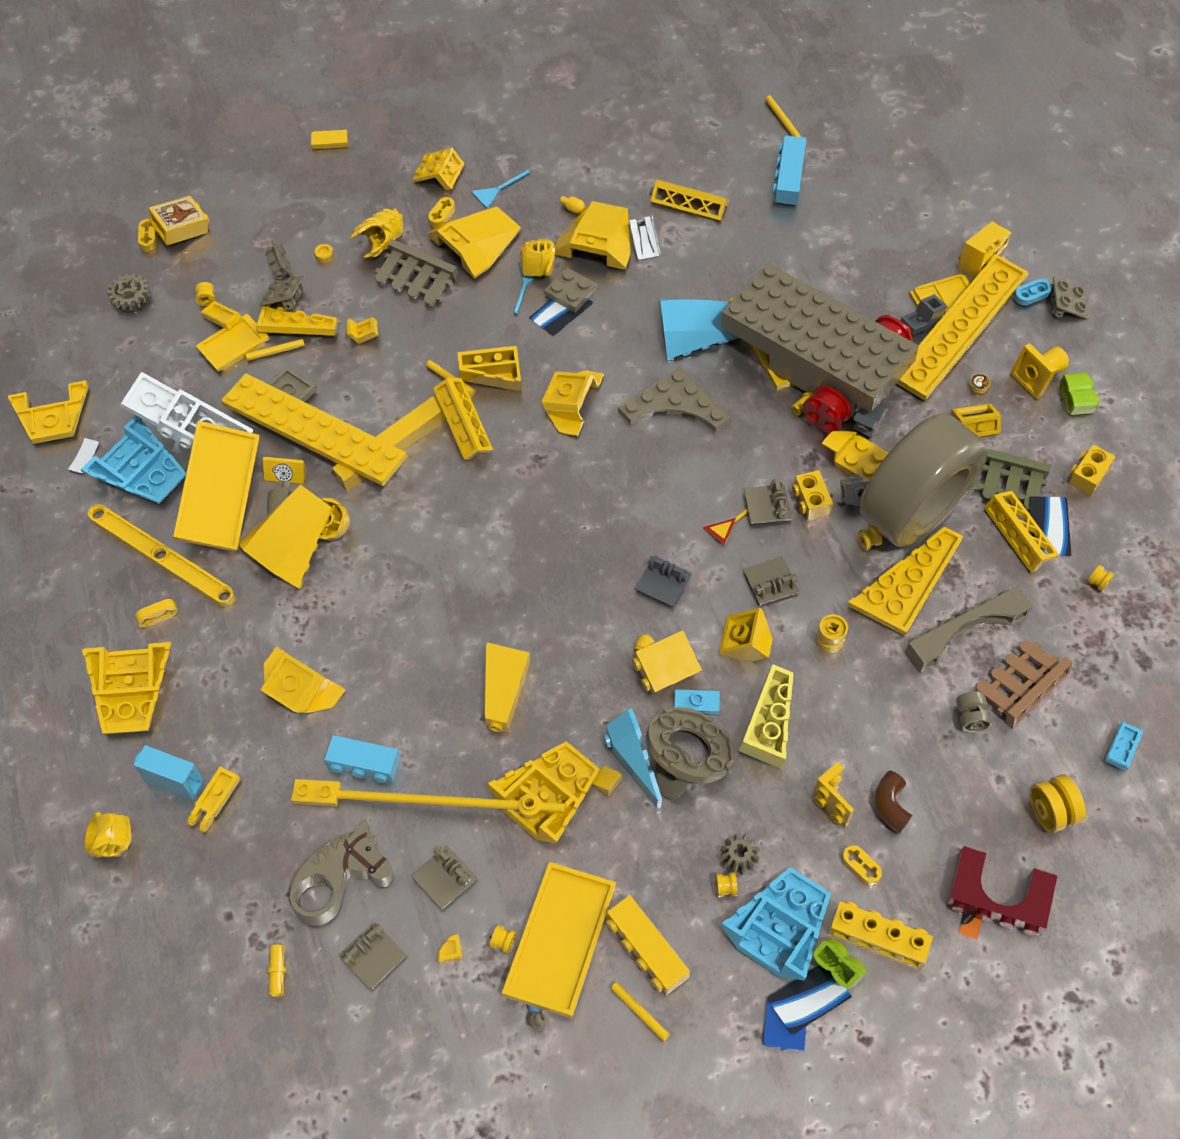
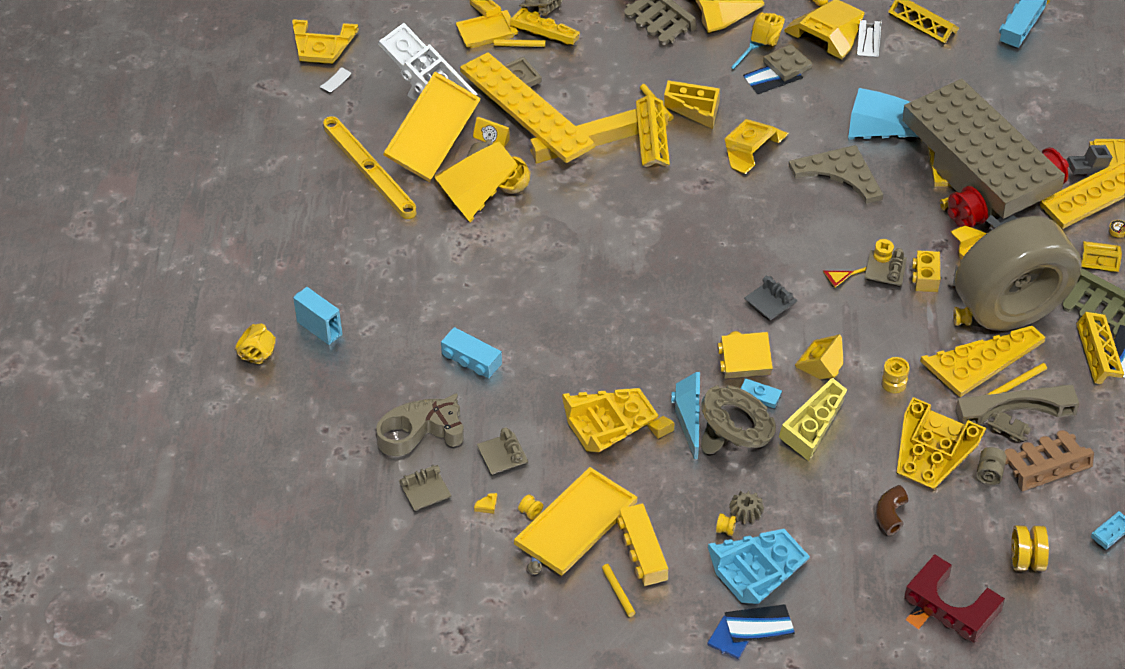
camera: 20 degrees right, 10 degrees down
(126, 685) = (307, 248): yellow wedge -> none
(138, 464) = (376, 95): medium azure wedge -> none
(156, 613) = (349, 206): yellow beam -> none
(213, 798) = (344, 346): yellow hinge -> none
(276, 971) = (347, 474): yellow pin -> none
(298, 685) = (442, 287): yellow piece -> none
(329, 792) = (436, 368): yellow bar -> none
(363, 330) = (596, 47): yellow bracket -> none
(504, 682) = (606, 333): yellow slope -> none
(762, 491) = (883, 250): none -> yellow wheel
(771, 580) = (863, 324): dark tan hinge -> none
(826, 796) = (839, 482): yellow bracket -> none
(845, 968) = (793, 603): lime brick -> none
(865, 861) = (841, 548): yellow beam -> none
(881, 935) = (837, 597): yellow brick -> none
(905, 705) = (934, 444): none -> yellow wedge
(953, 598) = (1020, 379): none -> yellow bar
(962, 655) = (1002, 423): none -> dark tan hinge

